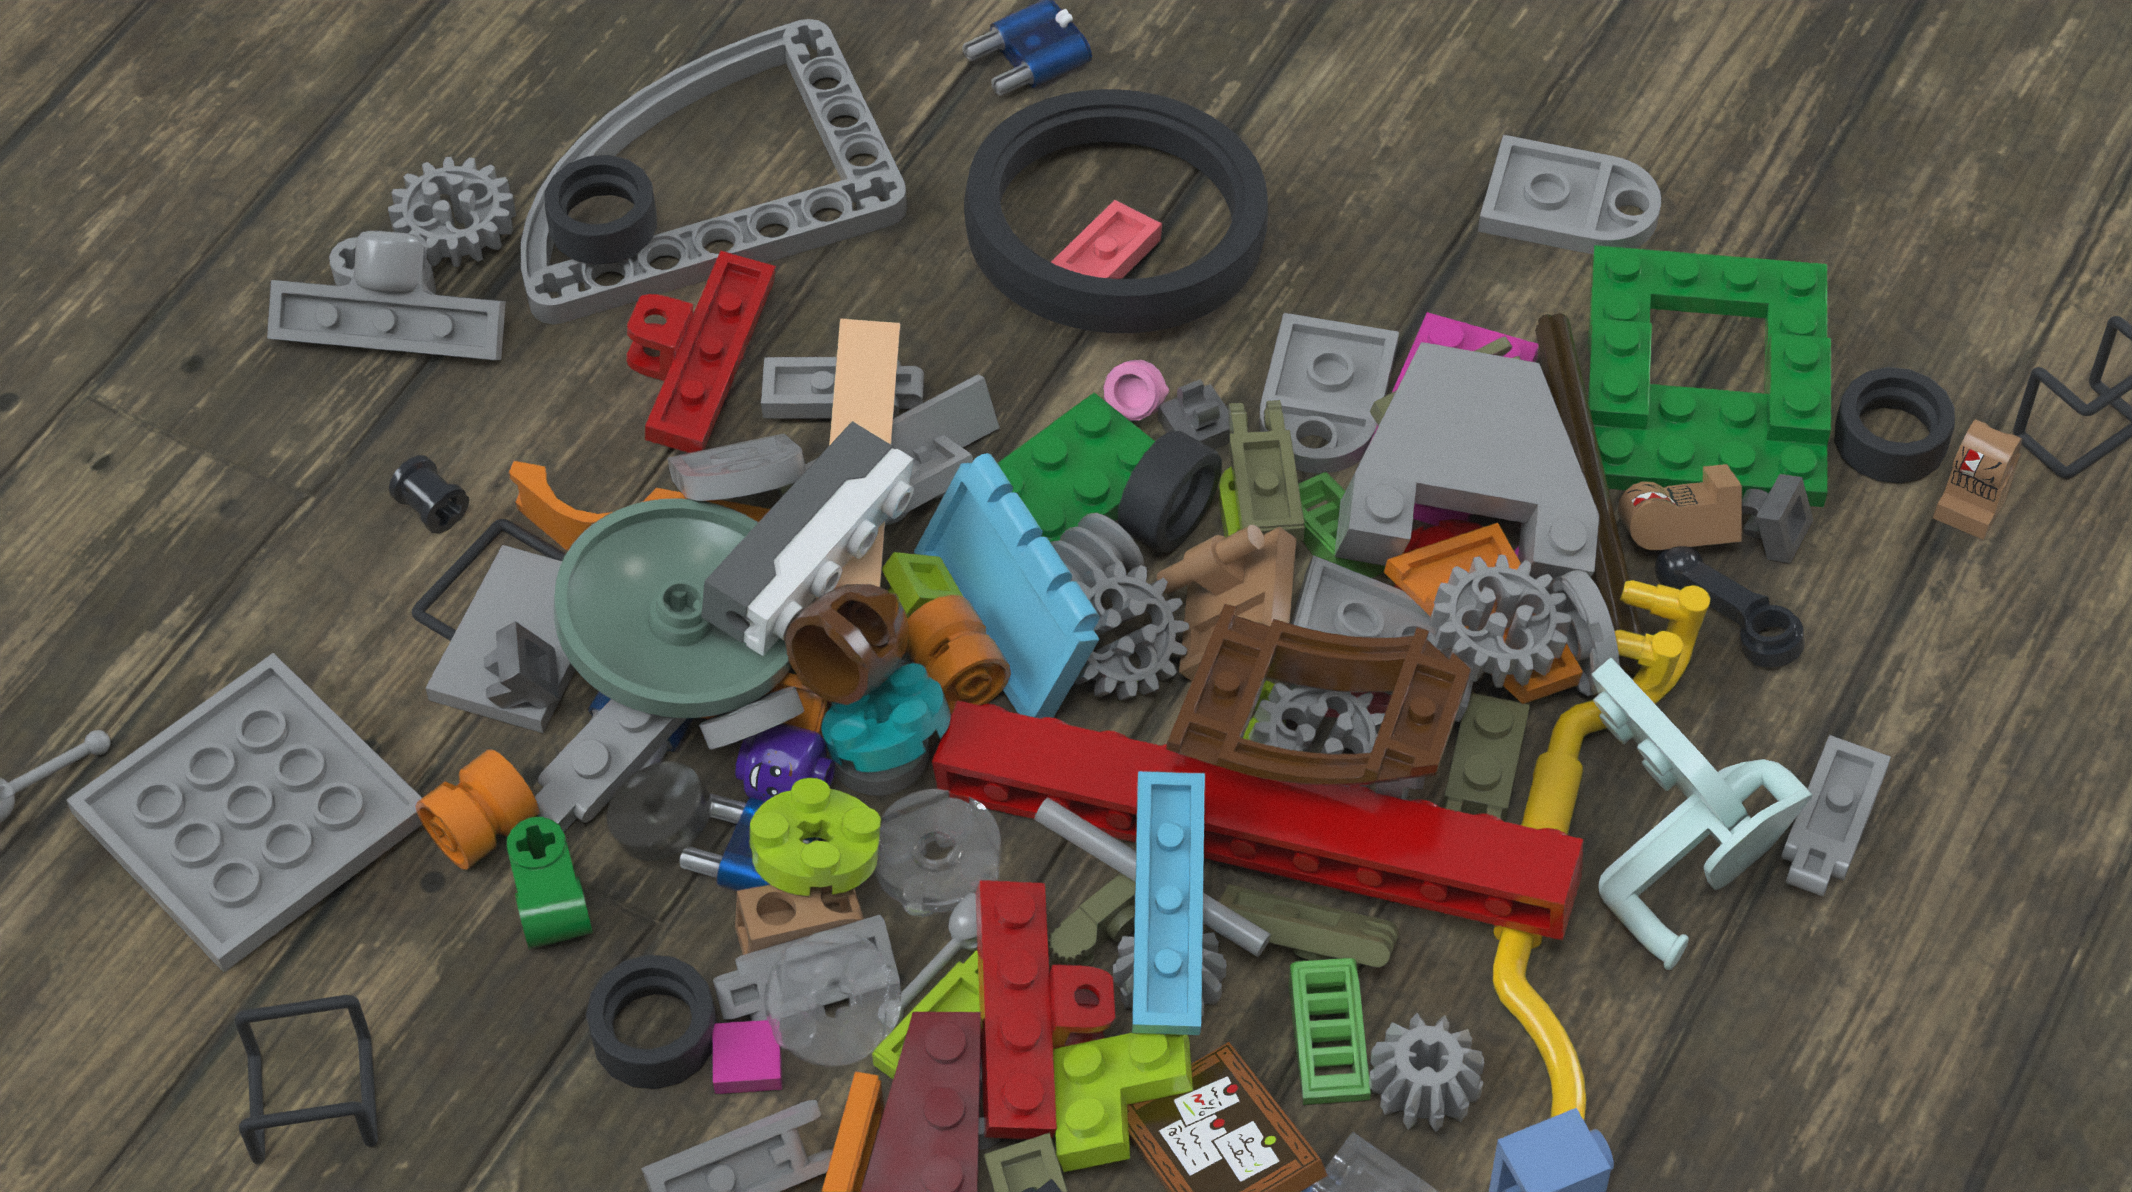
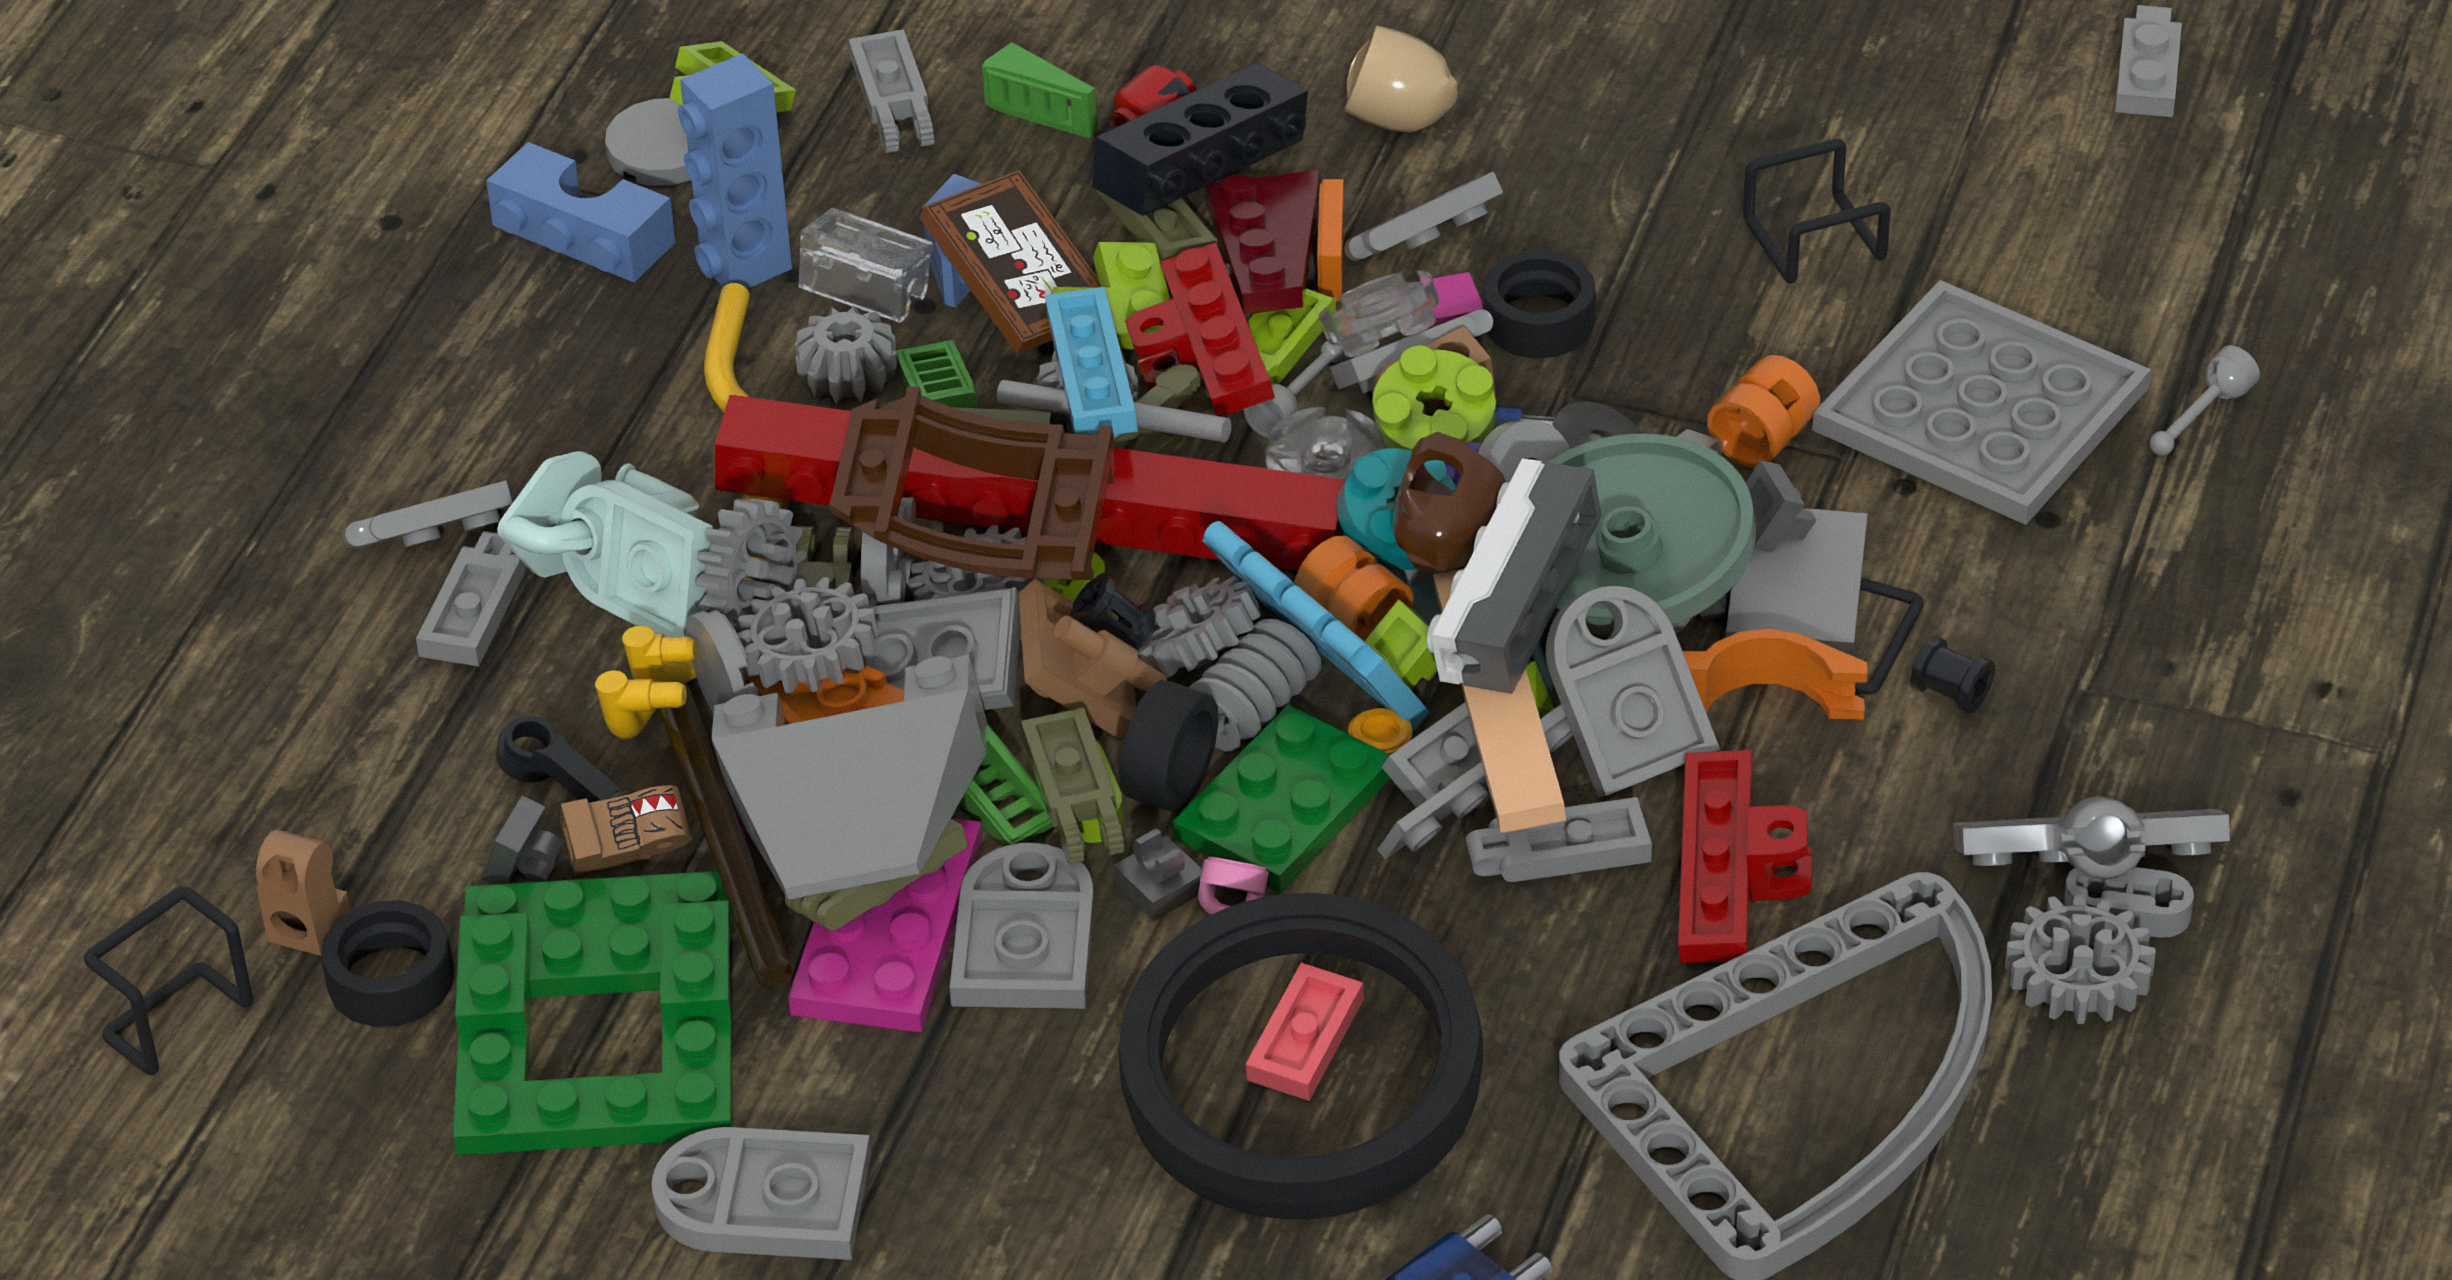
camera: 170 degrees right, 10 degrees down
(547, 889) = (1672, 377): green piece -> none
(600, 177) = (1898, 984): black tyre -> none
(1187, 624) = (1101, 595): none -> black bush
(1550, 699) = (749, 531): none -> light grey gear
(1884, 923) = (421, 521): none -> light grey hinge

